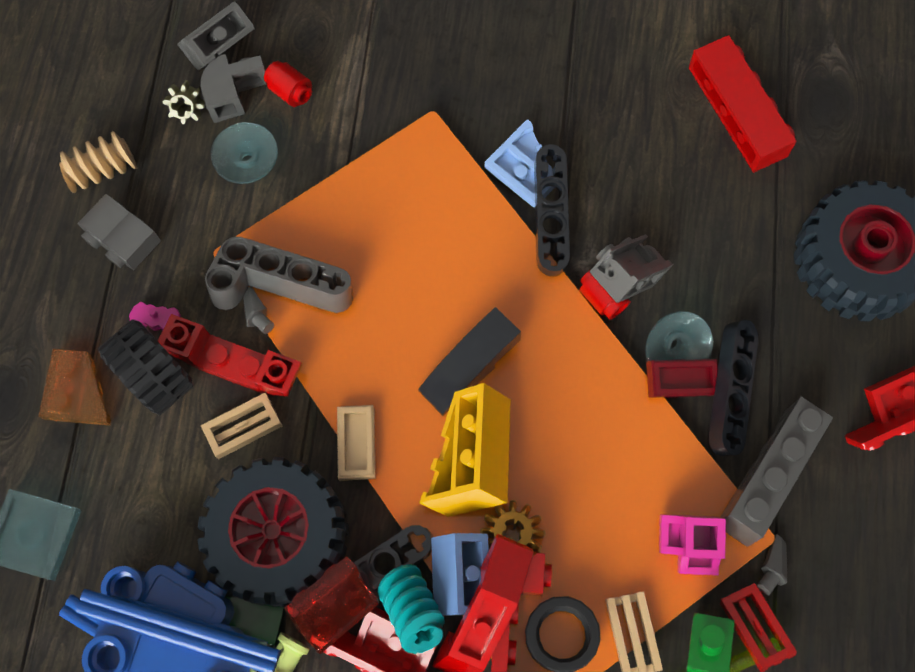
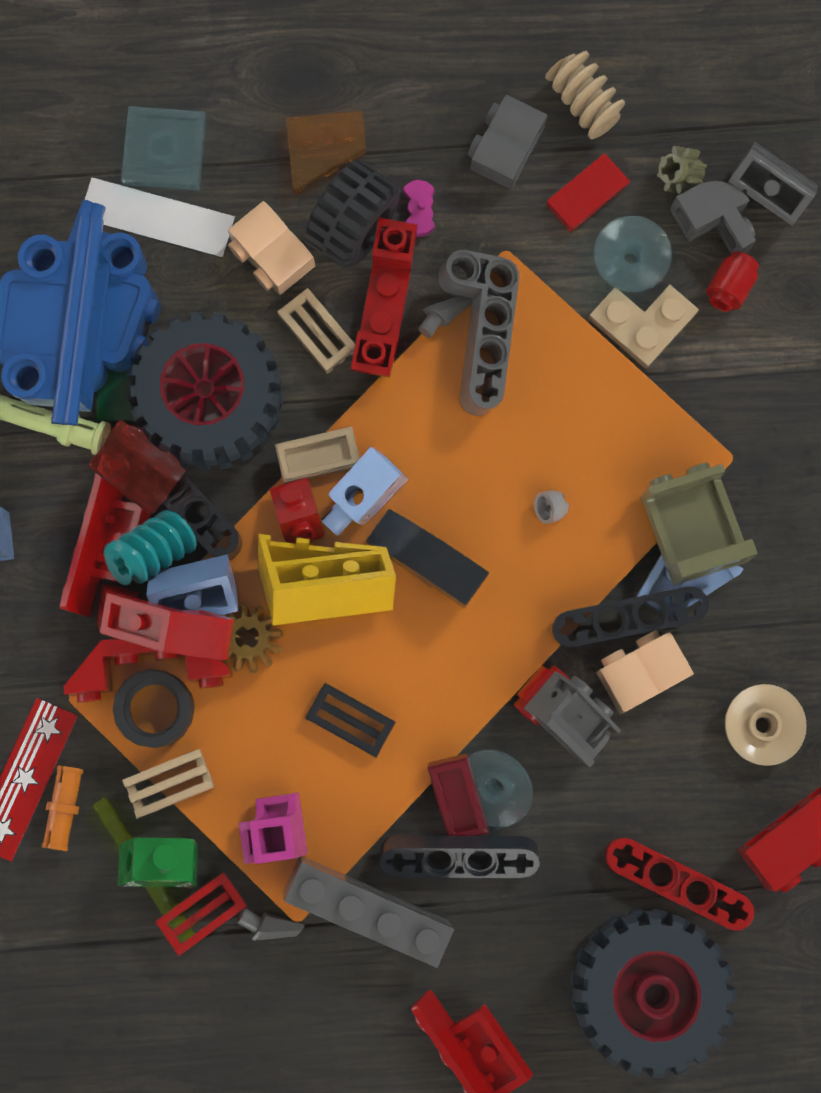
camera: 70 degrees right, 10 degrees up
(96, 549) = (161, 217): none -> white sticker
(155, 451) = (270, 248): none -> light nougat brick
(182, 180) = (587, 193): none -> red tile
(311, 161) = (640, 332): none -> tan plate
(393, 387) = (379, 483): none -> light blue torso
(403, 468) = (297, 511): none -> red bracket
(445, 262) = (550, 506): none -> light grey hinge
(485, 145) = (695, 524): none -> olive panel
(581, 481) = (380, 736): none -> black tile
(599, 210) = (643, 672): none -> light nougat brick
(658, 115) = (785, 723): none -> tan dish
(778, 220) = (680, 879): none -> red beam

